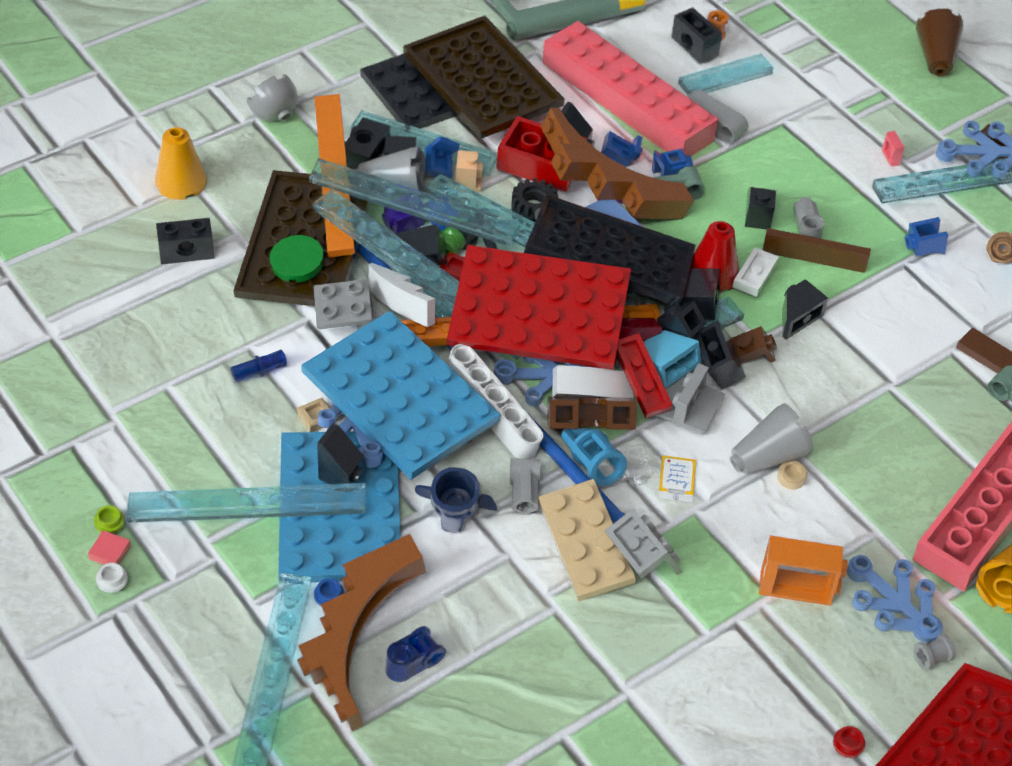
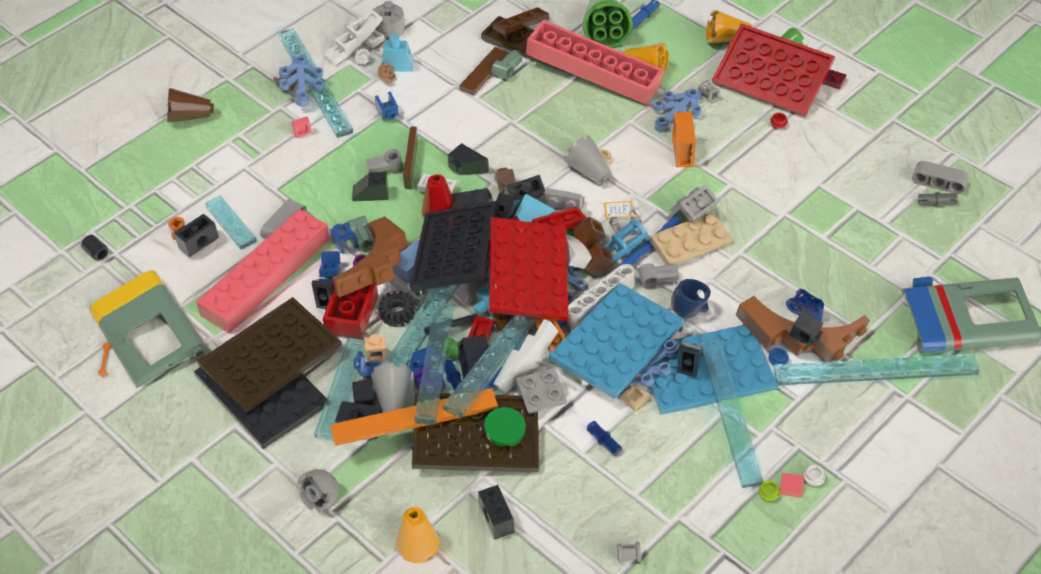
camera: 95 degrees left, 0 degrees up
(81, 353) = (629, 552): none -> light grey bush
(336, 604) = (806, 329): none -> black brick

